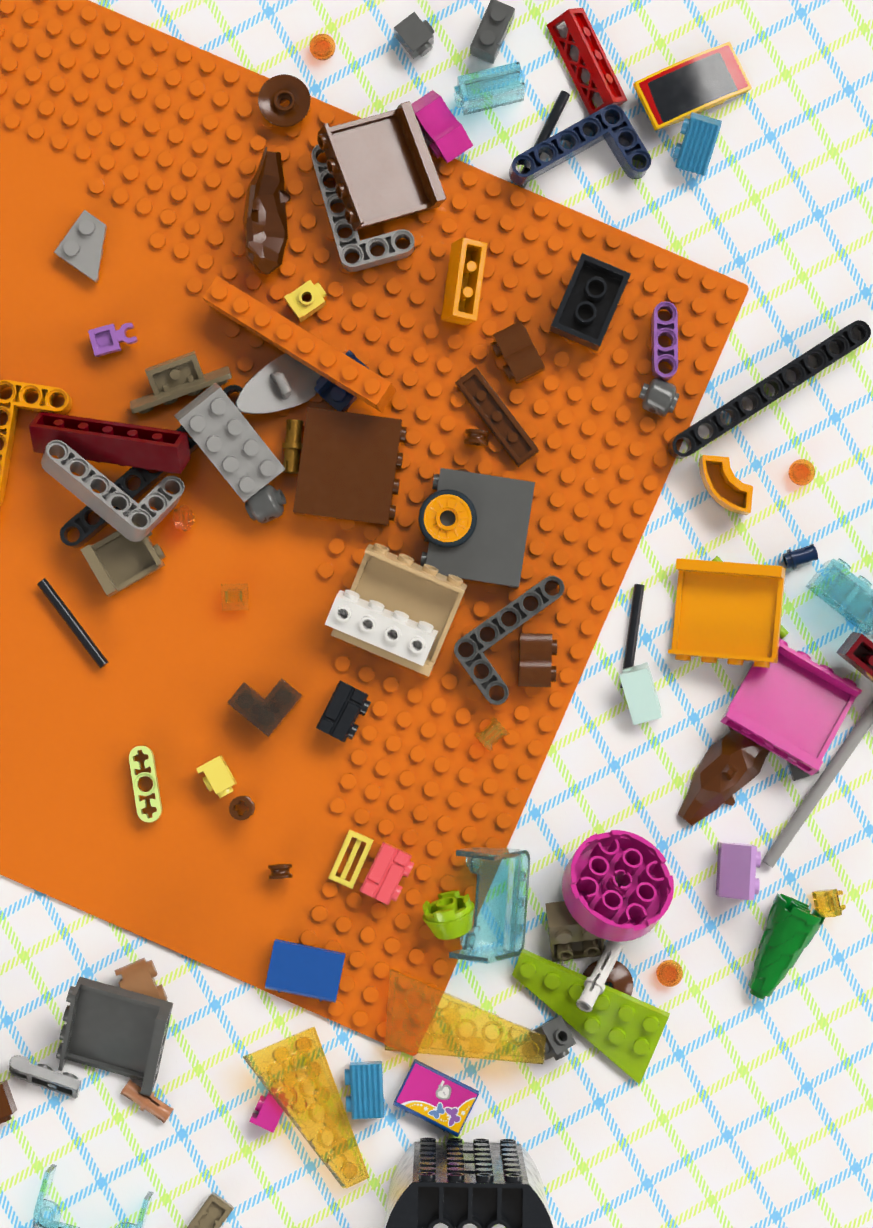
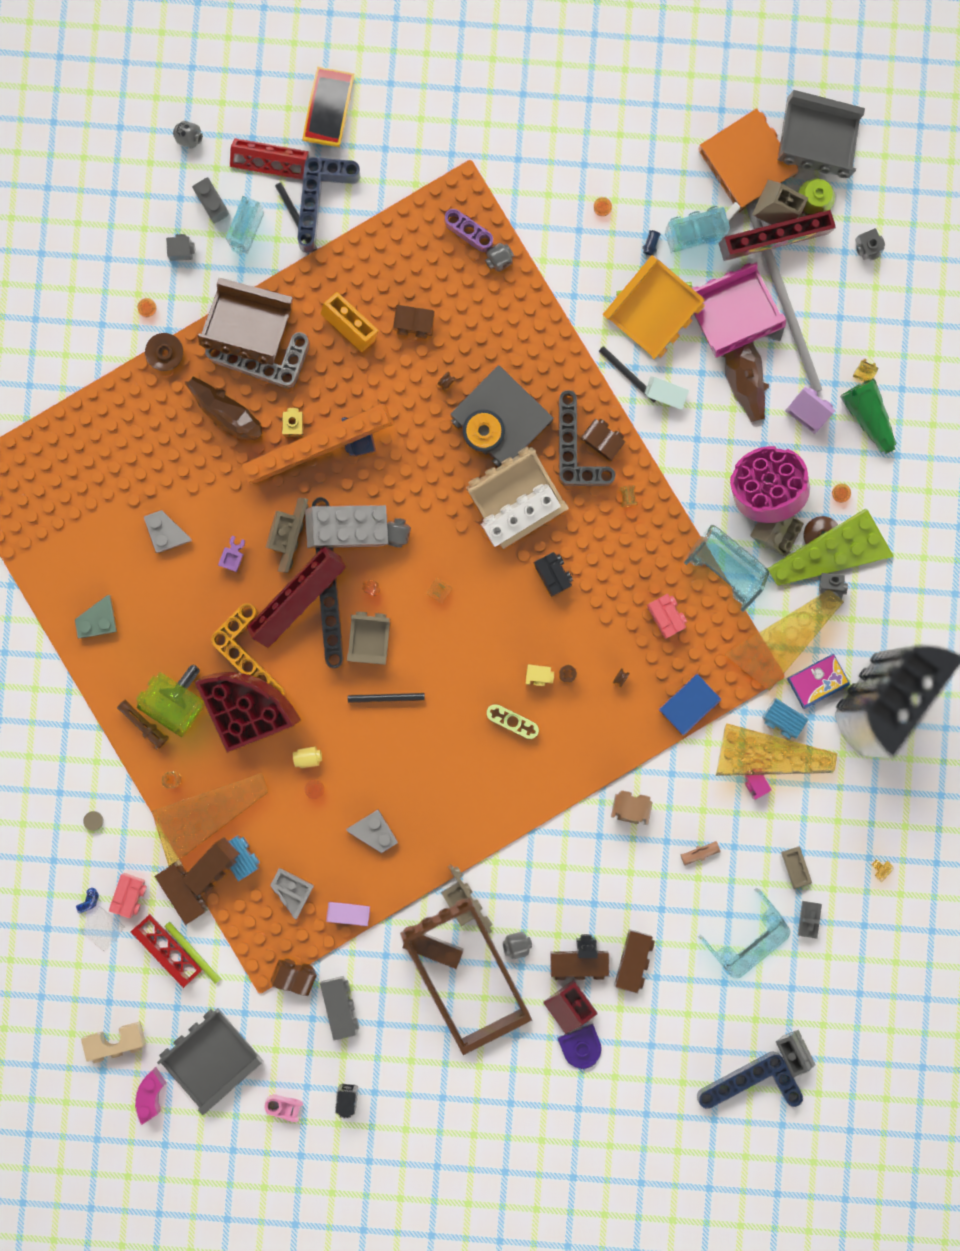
camera: 60 degrees left, 0 degrees up
(45, 1076) = (643, 903): hinge -> none
(110, 494) = (327, 619): light grey beam -> none
(115, 1031) = (647, 840): dark grey panel -> none
(269, 711) = (521, 619): clear smoke brick -> none
(278, 387) = (333, 475): light grey shield -> none
(292, 446) = (373, 492): pearl gold pin -> none
(349, 466) = (410, 467): reddish brown panel -> none
(360, 838) = (636, 635): light yellow tile -> none
(440, 127) = (247, 271): dark pink brick -> none
(449, 915) = (717, 595): lime cone -> none
(497, 416) = (442, 360): reddish brown tile -> none
(589, 302) = (414, 257): black brick -> none
(595, 983) = (823, 547): white pin -> none
(698, 143) = (365, 128): dark azure brick -> none
(724, 486) = (578, 257): light orange brick -> none
(780, 384) = (542, 181): black beam -> none

